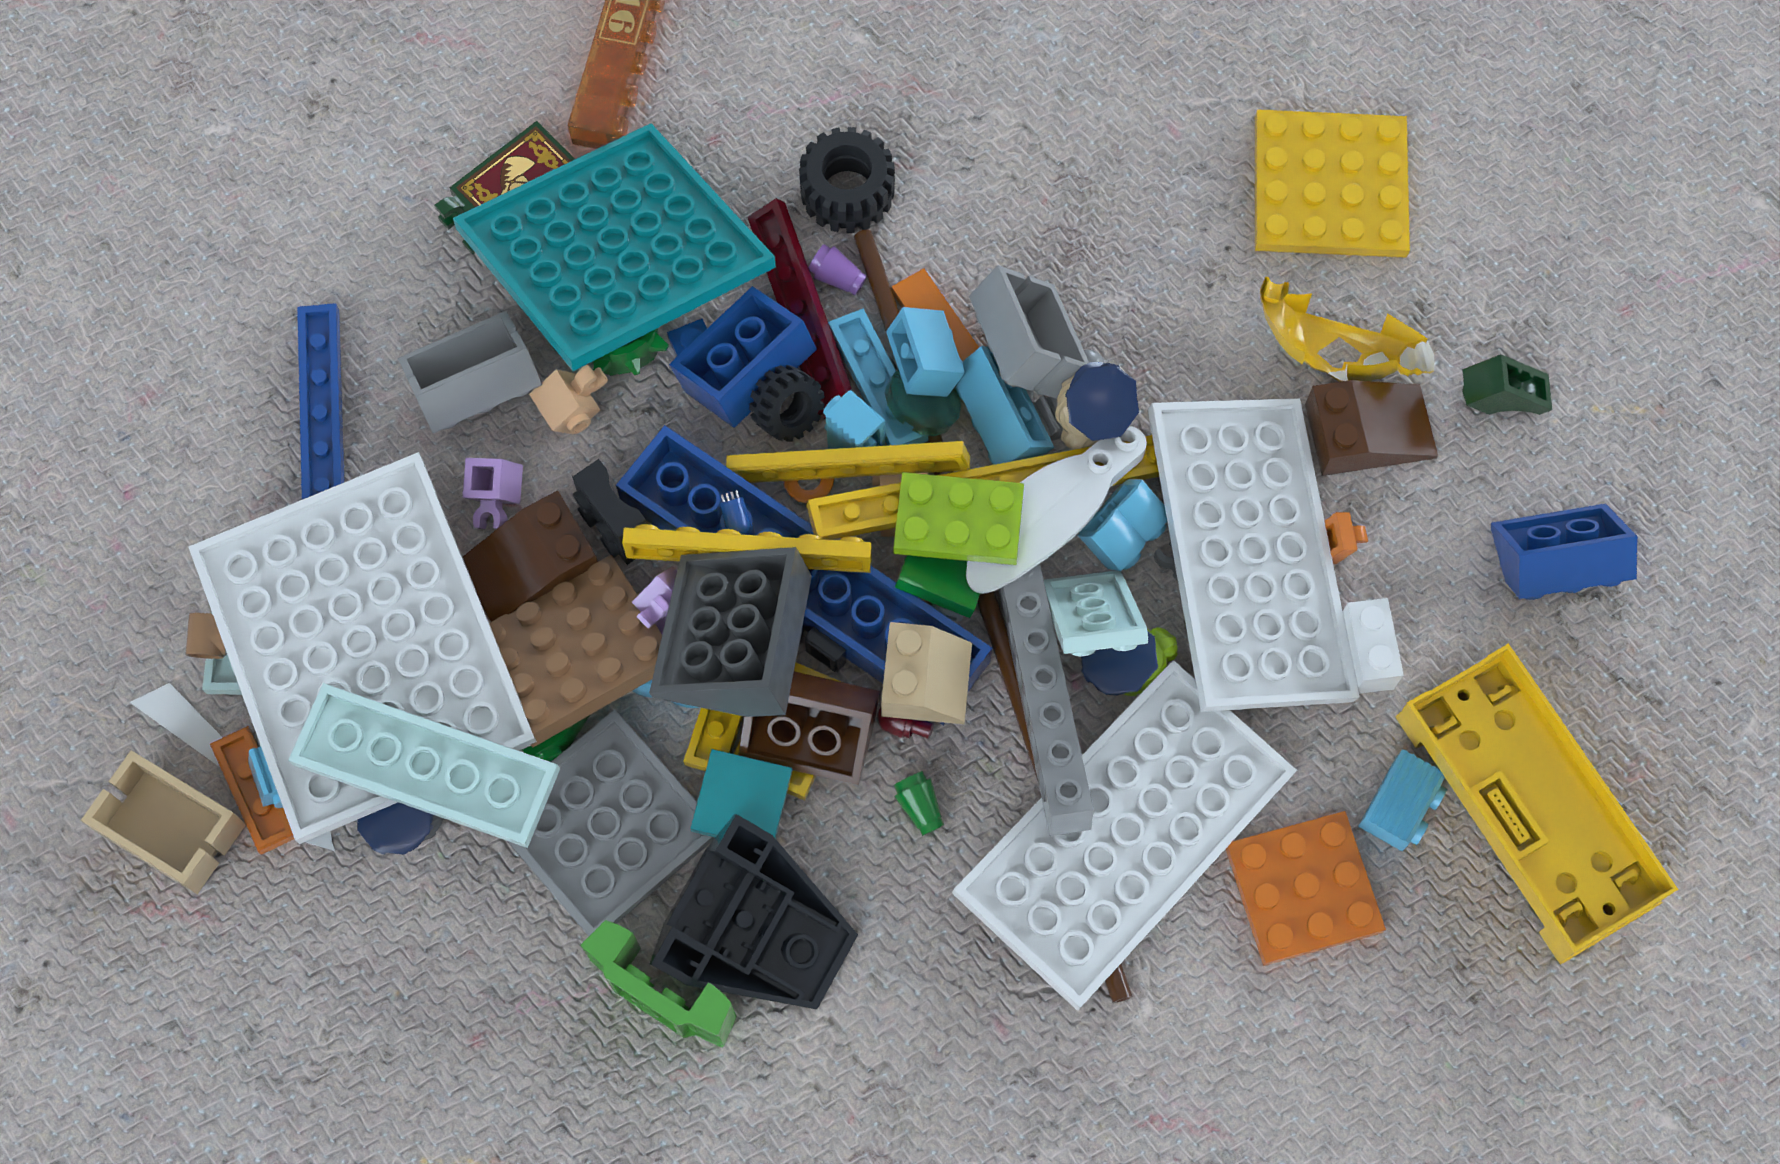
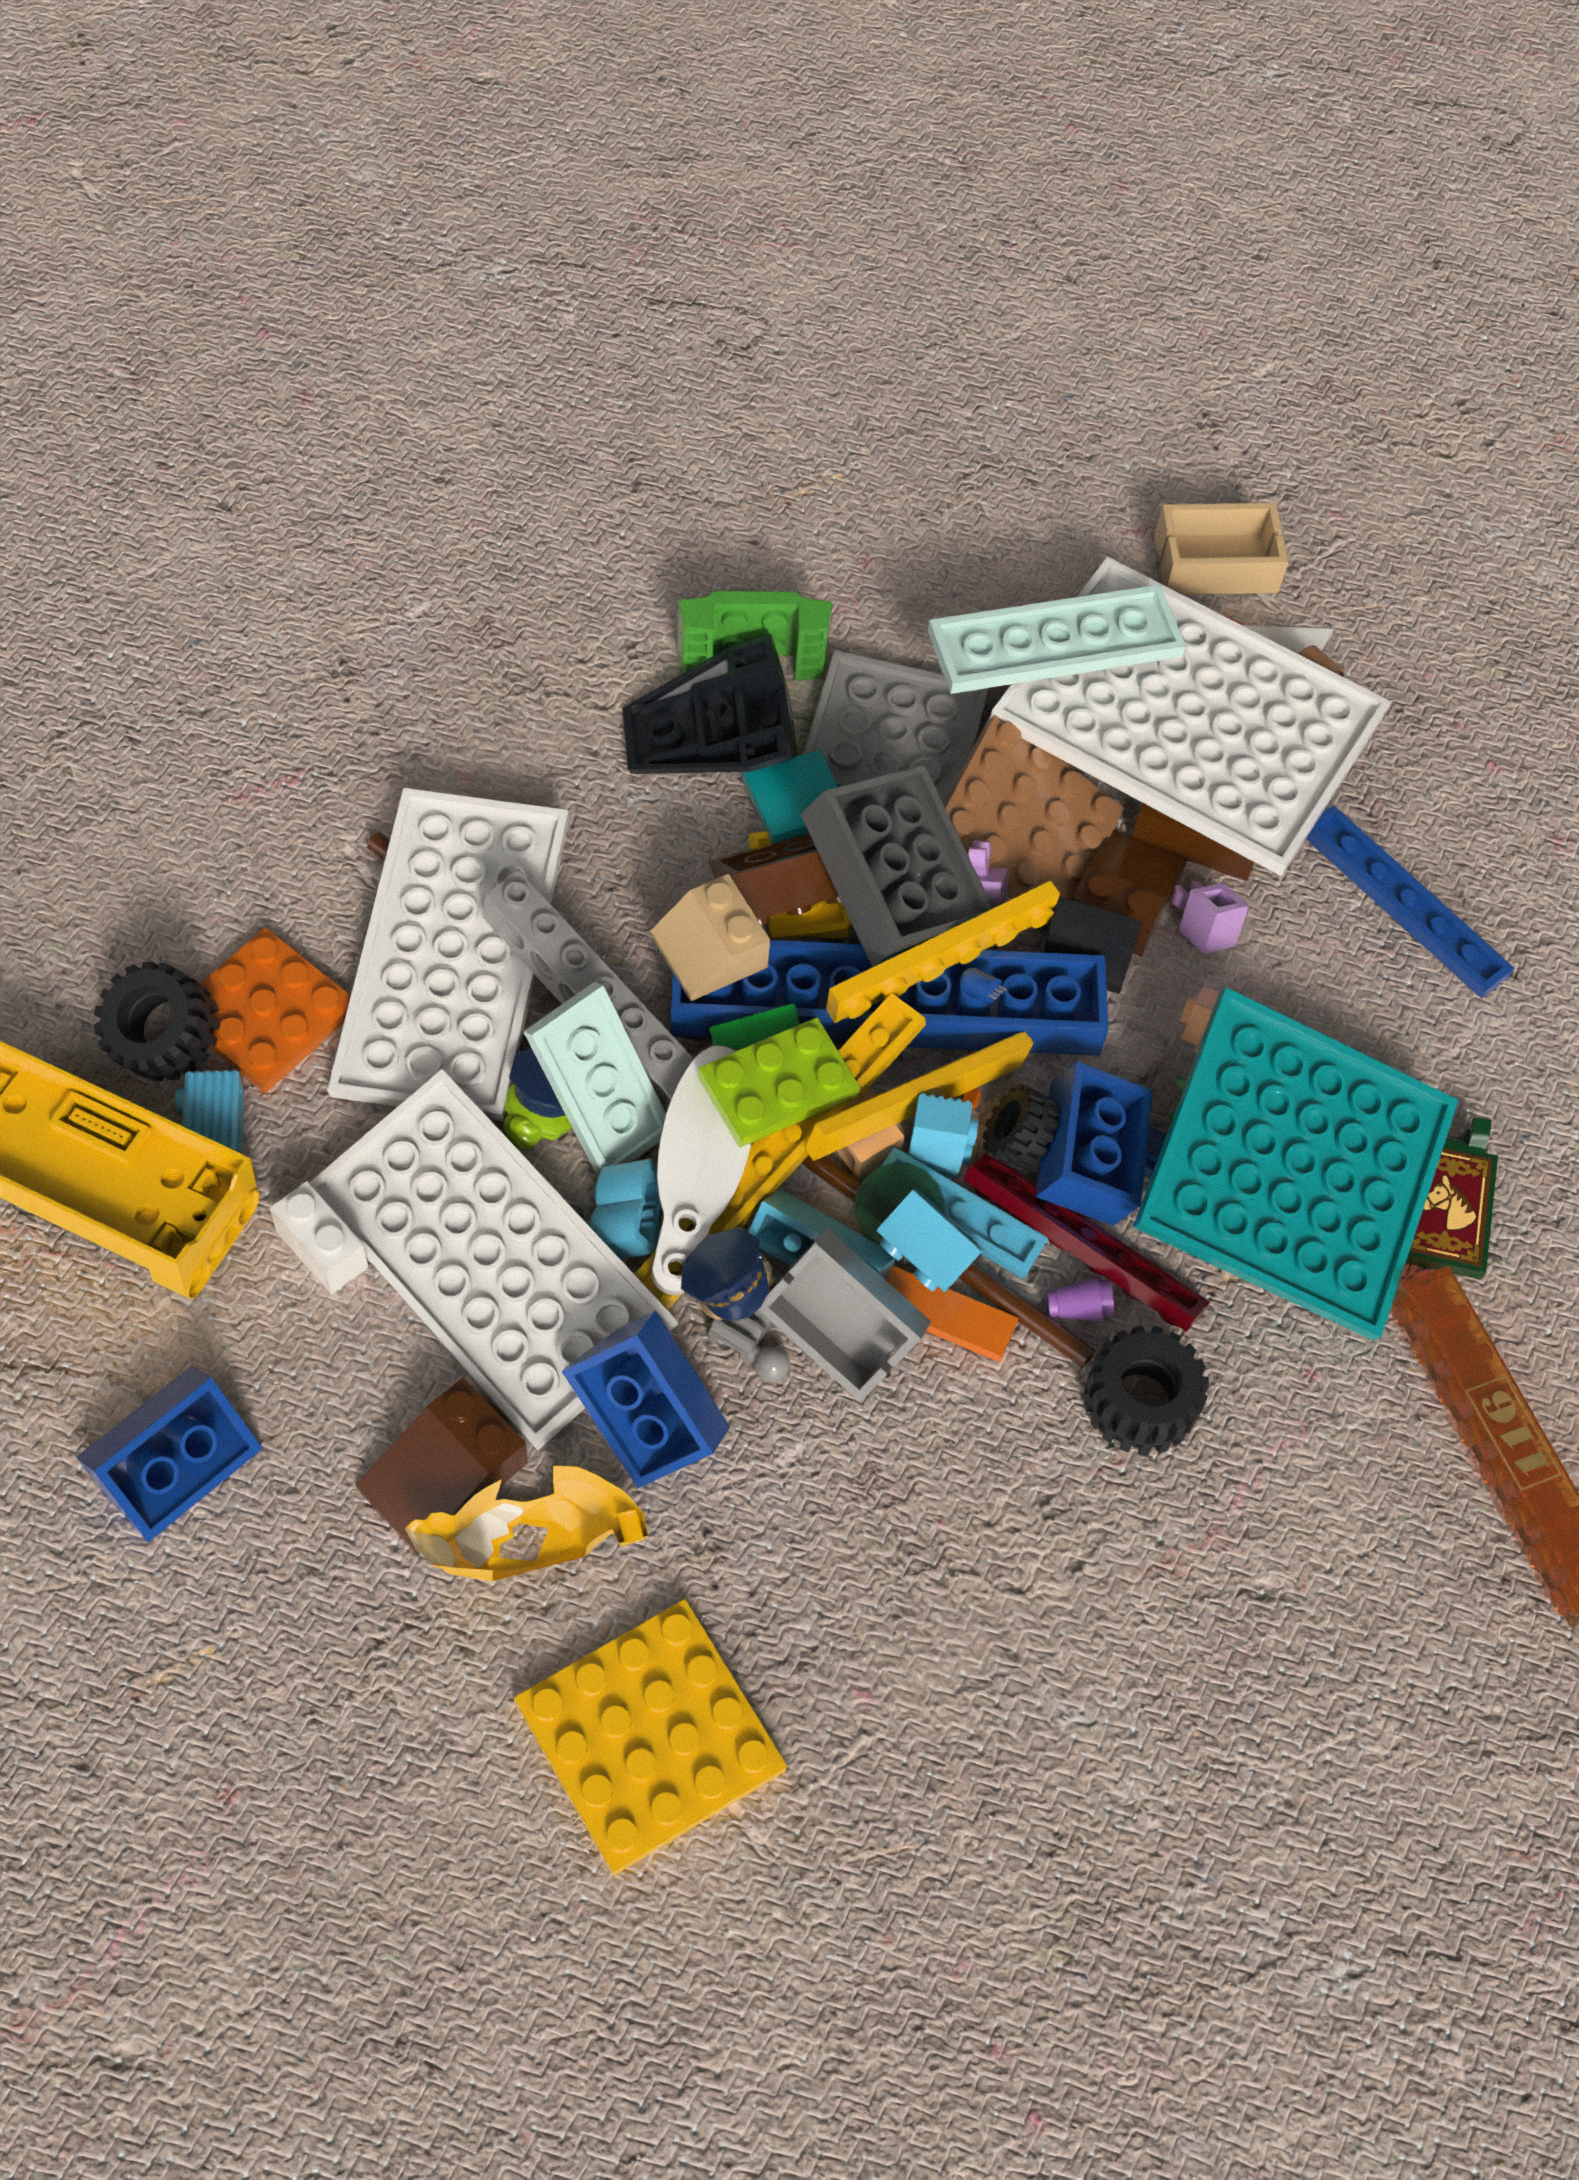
camera: 140 degrees right, 10 degrees down
(470, 372) = (1317, 982): light grey piece -> none
(919, 802) = (650, 887): green cone -> none
(1205, 364) = (647, 1400): none -> blue slope
(1343, 535) = (407, 1329): orange tile -> none
(1434, 891) = (128, 1007): none -> black tyre
(1506, 385) = (320, 1587): dark green arch -> none

